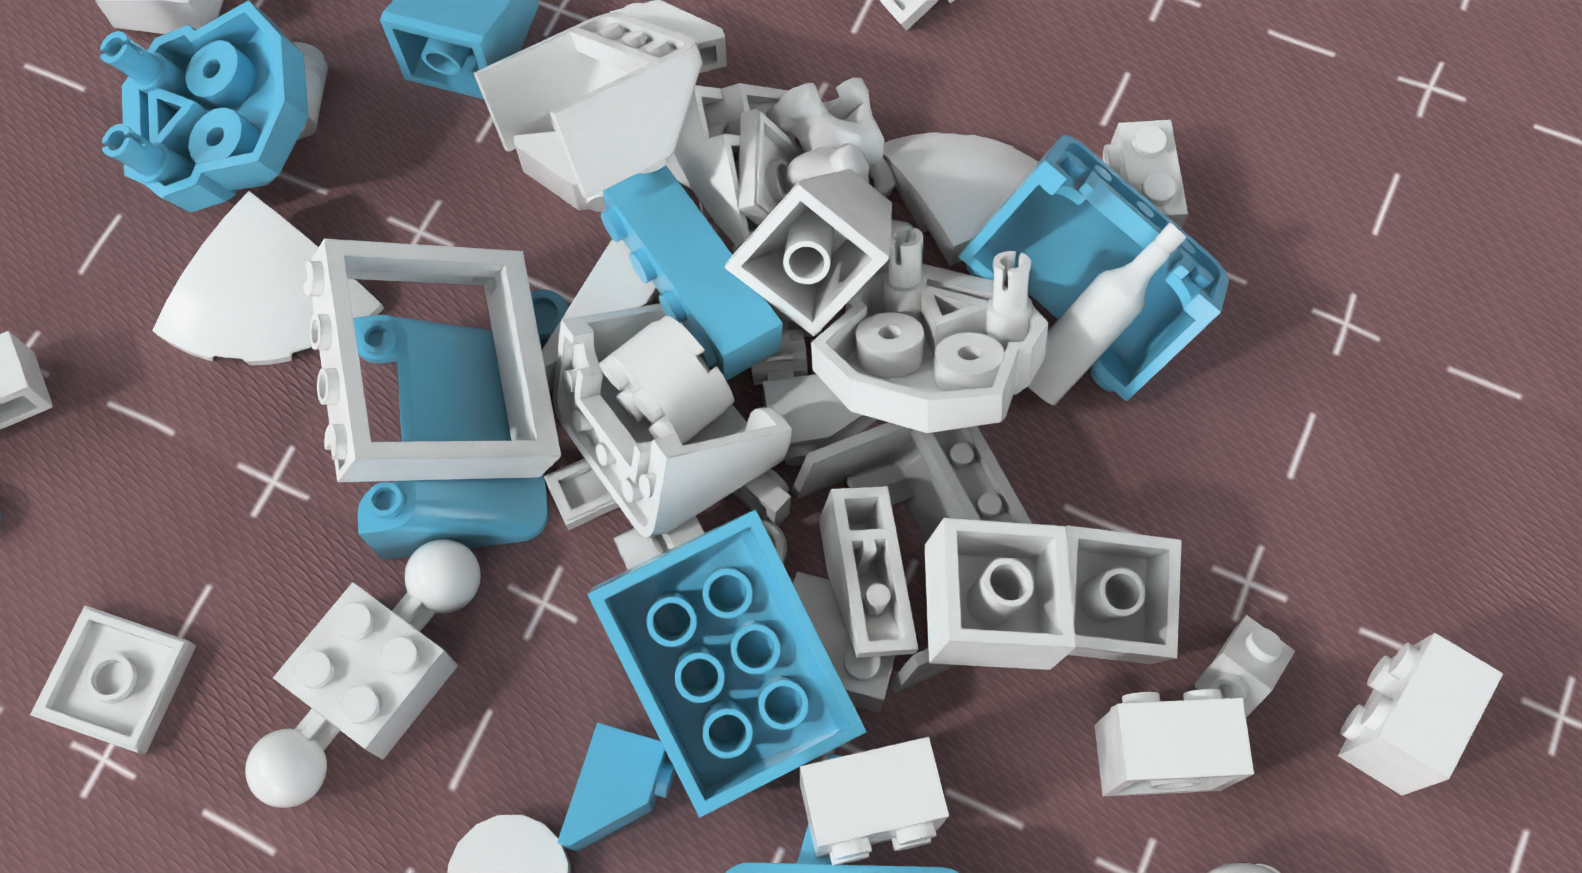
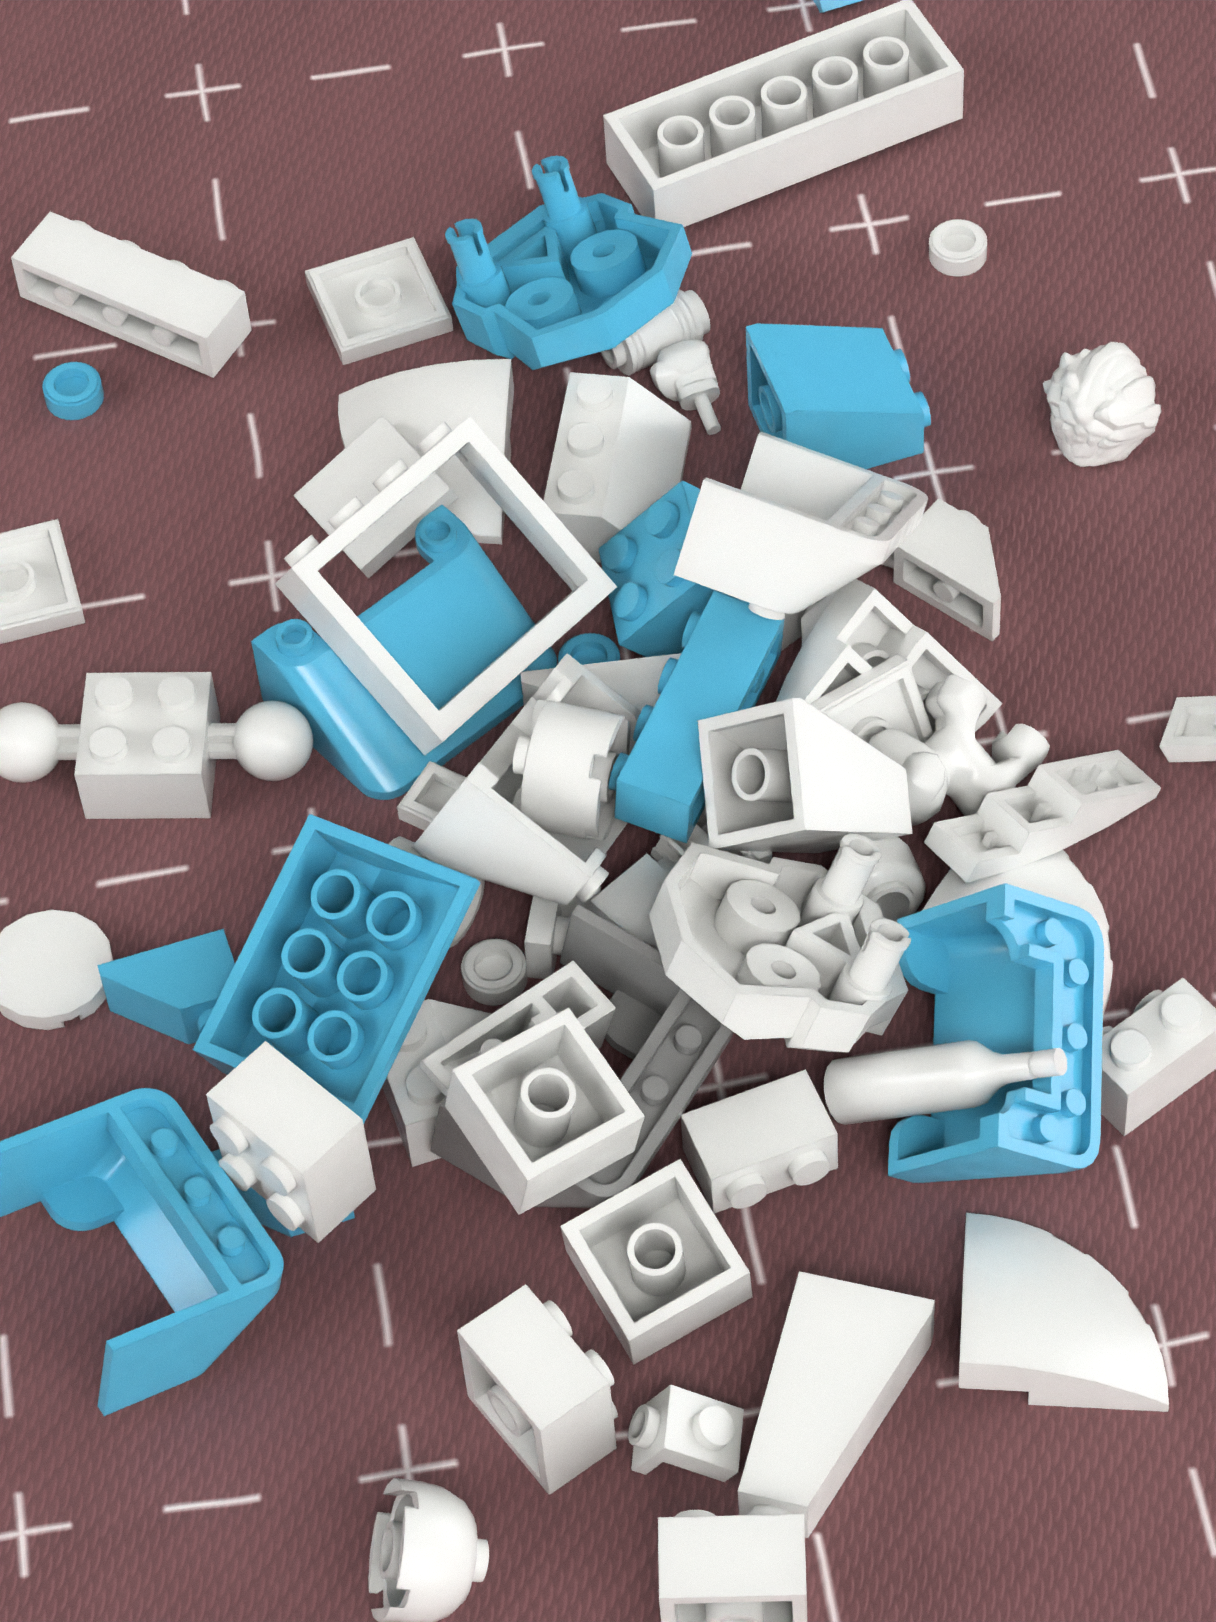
camera: 60 degrees right, 15 degrees down
(90, 249) = (378, 301): none -> white tile
(267, 364) = (352, 475): none -> white tile
(355, 97) = (687, 376): none -> white piece
(393, 188) = (612, 456): none -> white slope
(534, 206) = (641, 560): none -> medium azure brick
(913, 124) = (1051, 813): none -> white slope
(1052, 460) = (760, 1142): none -> white brick
(1280, 558) = (829, 1390): none -> white slope
(1291, 380) = (1052, 1323): none -> white brick

